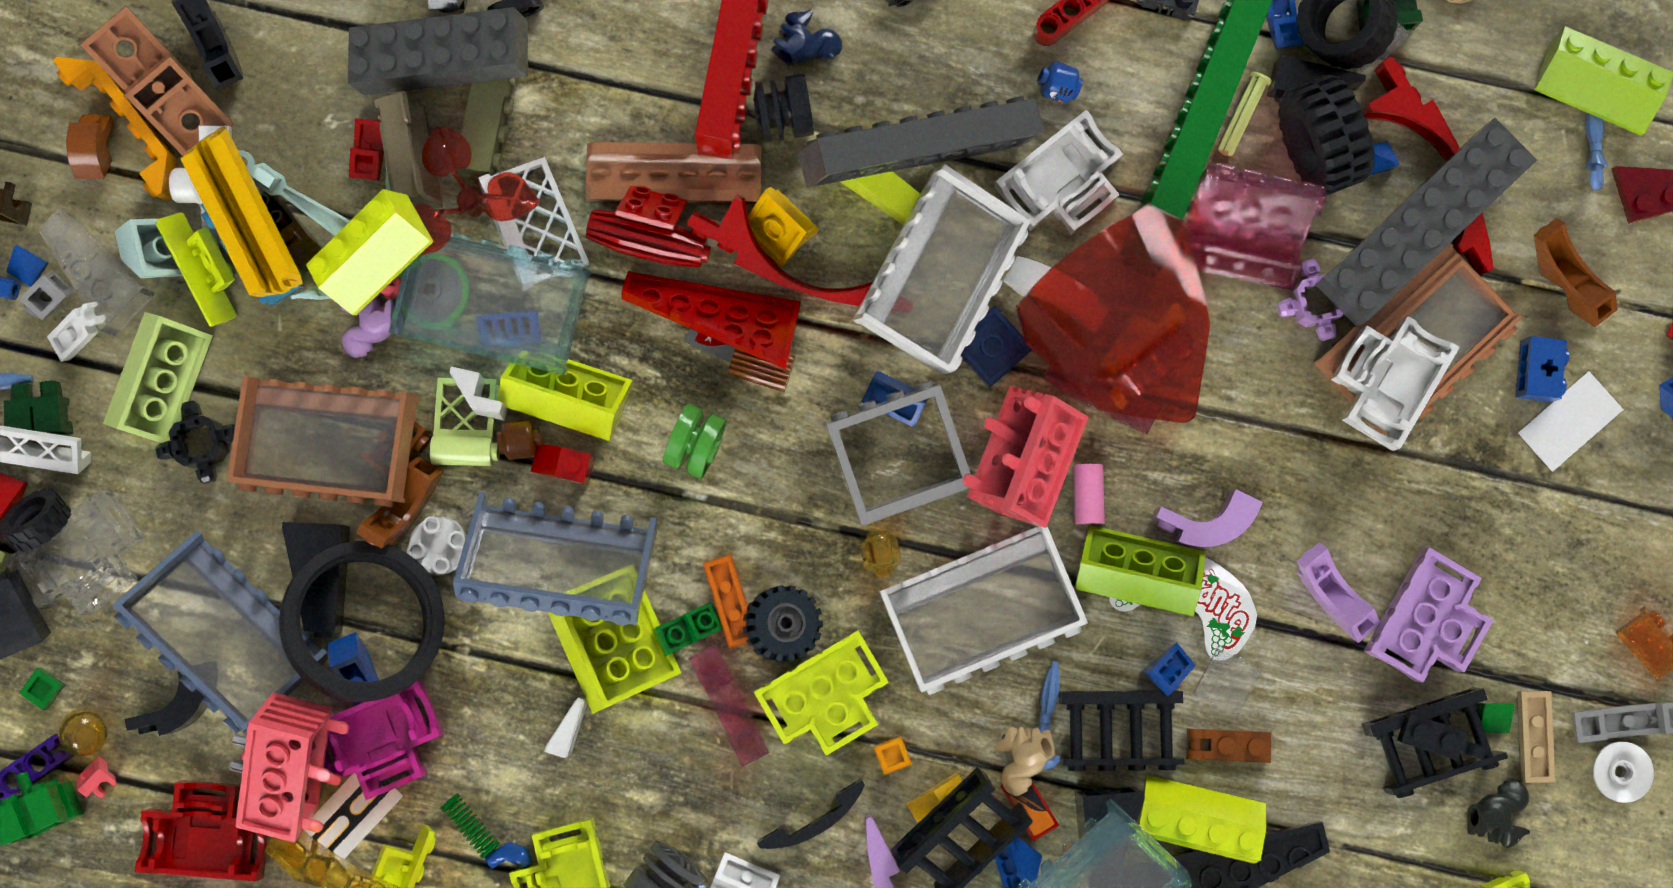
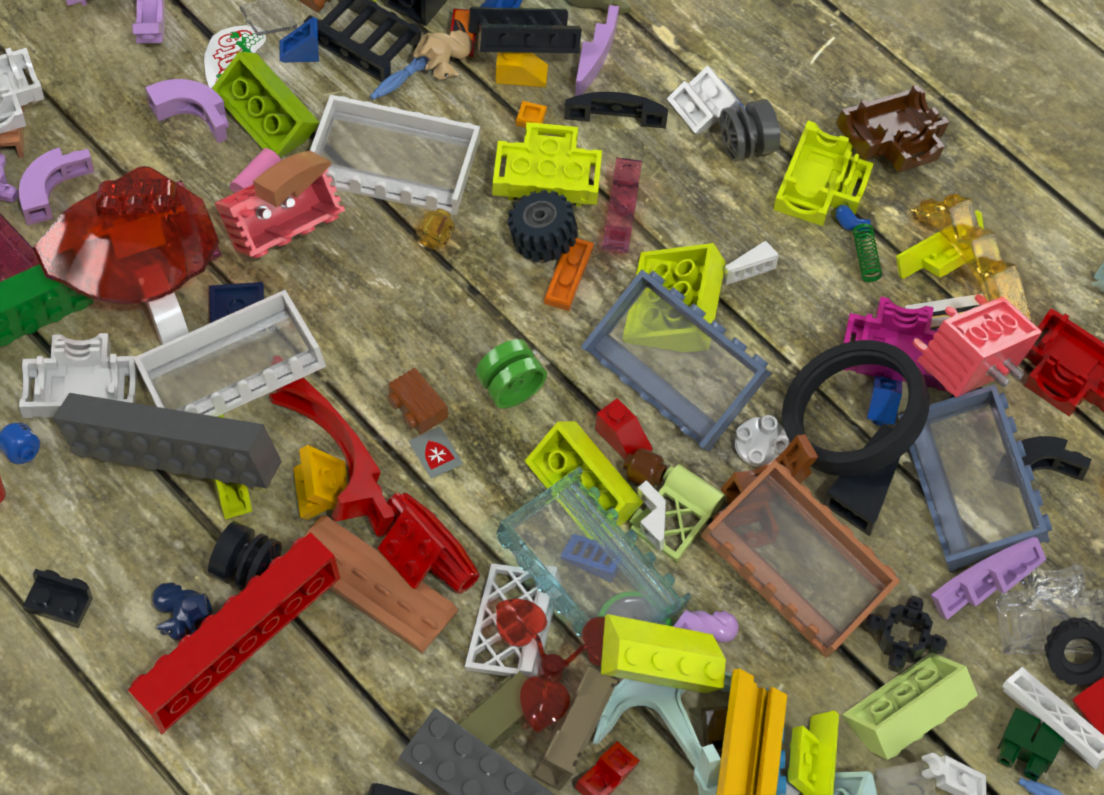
camera: 145 degrees left, 25 degrees down
(145, 549) = (991, 574): none -> lavender slope
(687, 629) = (609, 274): green slope -> none
(738, 318) = (410, 440): red wing -> none
(883, 385) = (337, 321): blue slope -> none
(914, 498) = (375, 245): light grey window -> none
(1019, 462) = (290, 177): none -> nougat slope
(1272, 339) = (44, 175): none -> lavender arch

